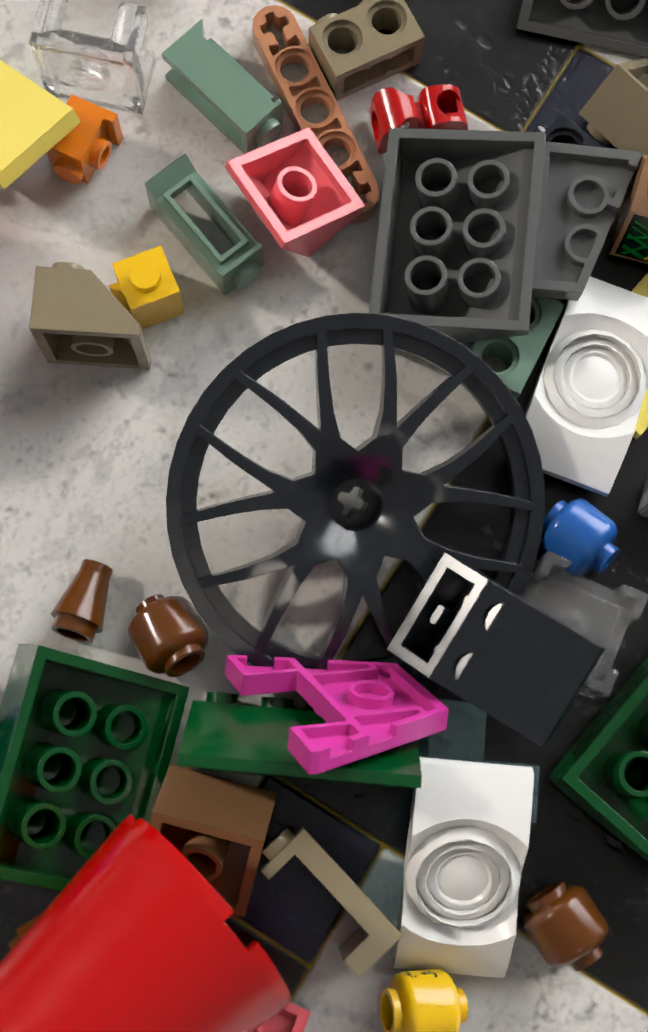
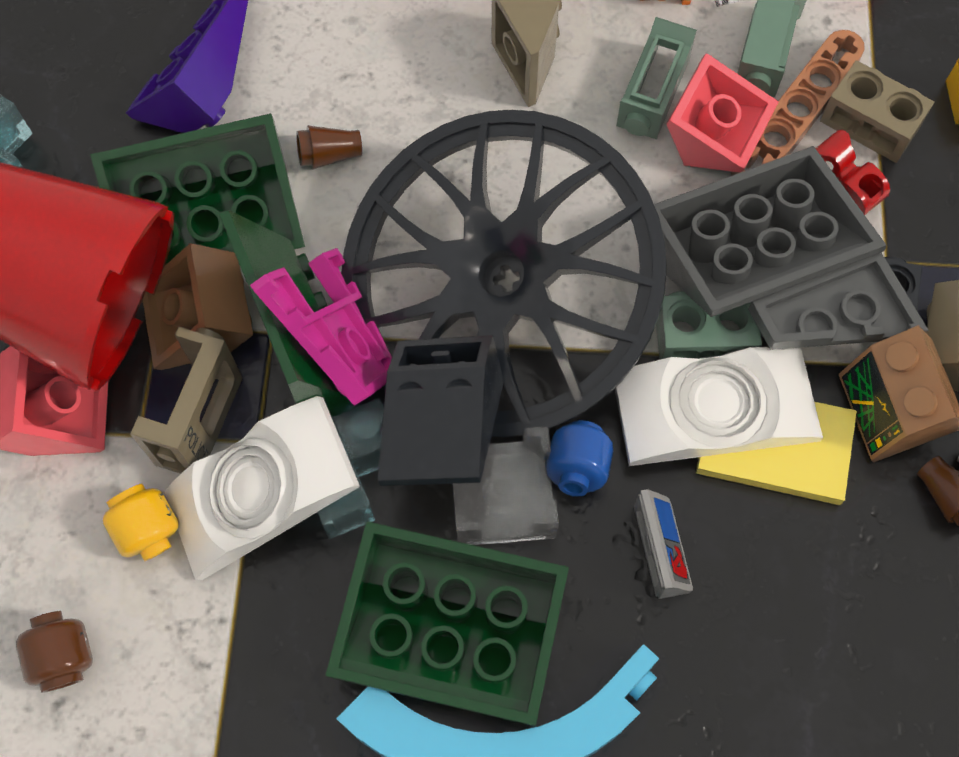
camera: 70 degrees right, 10 degrees down
(147, 287) = (581, 65): yellow brick -> none
(168, 635) = (330, 207): reddish brown head -> none
(566, 926) = (256, 599): reddish brown head -> none

